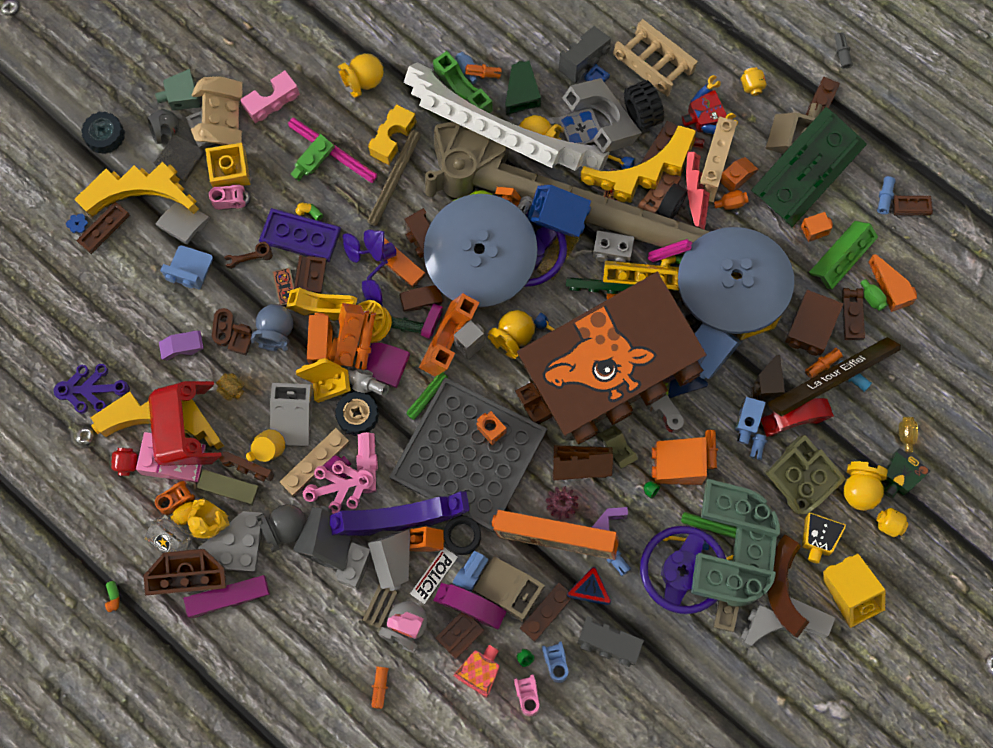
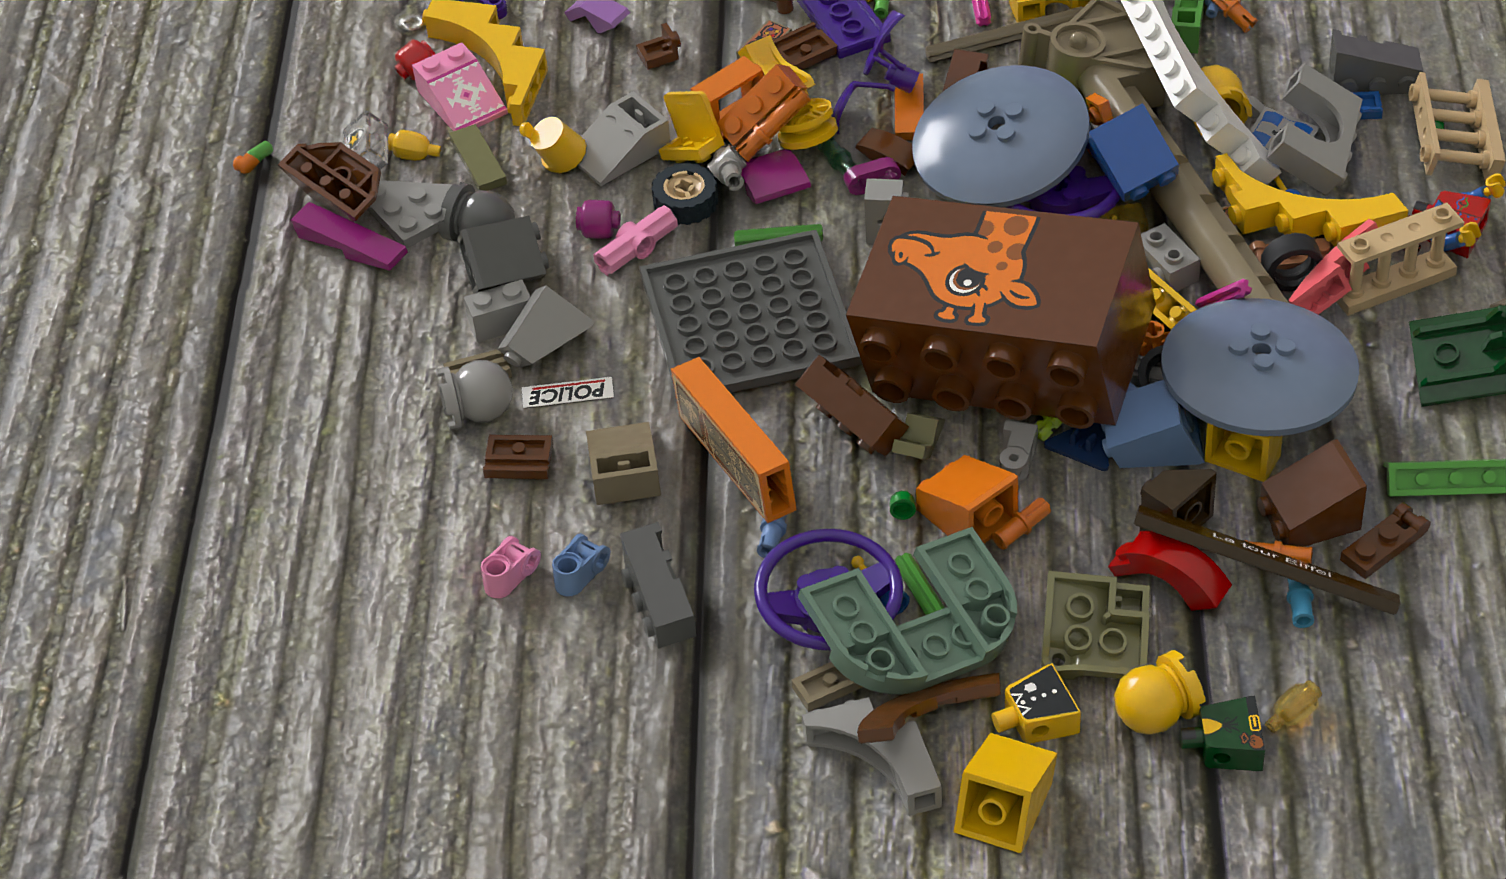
camera: 50 degrees right, 25 degrees down
(167, 425) = (467, 66): red windscreen -> none
(175, 497) = (415, 118): orange piece -> none
(206, 519) = (418, 156): yellow helmet -> none
(222, 328) = (651, 27): reddish brown plate -> none
(230, 386) = (594, 77): clear yellow head -> none
(245, 466) = (516, 150): reddish brown plate -> none
(273, 327) = (699, 55): sand blue tile -> none
(304, 470) = (564, 202): tan plate -> none
(340, 485) = (606, 236): bright pink plant -> none
(379, 687) = (379, 433): orange axle -> none
(399, 517) = (626, 314): dark purple arch -> none
(406, 624) = (468, 368): bright pink rock -> none
(426, 539) = (599, 346): orange slope -> none
(439, 354) = (831, 202): orange arch -> none
(467, 521) = (647, 393): black tyre -> none
(468, 576) = (597, 414): medium blue piece -> none
(470, 604) = (563, 436): magenta arch -> none
(479, 671) = (491, 502): torso -> none
(493, 435) = (799, 300): orange brick -> none
(522, 89) = (1256, 51): dark green slope -> none
(525, 657) = (548, 533): green hinge -> none
(546, 612) = (619, 517): reddish brown plate -> none
(554, 501) = (788, 430): clear pink gear -> none
(590, 589) = (705, 530): piece -> none
(610, 514) = (821, 485): medium lavender slope -> none
(644, 105) = (1377, 150): black tyre -> none
(732, 200) = (1376, 323): orange plant -> none
(738, 174) = (1415, 299): orange slope -> none
(752, 411) = (1104, 522): medium blue torso -> none
(758, 445) = (1088, 563): medium blue pin -> none
(816, 226) = (1451, 420): orange brick -> none
(874, 295) = (1435, 540): bright green plant -> none
(892, 522) = (1146, 767): yellow head -> none
(893, 284) = (1475, 551): orange slope -> none

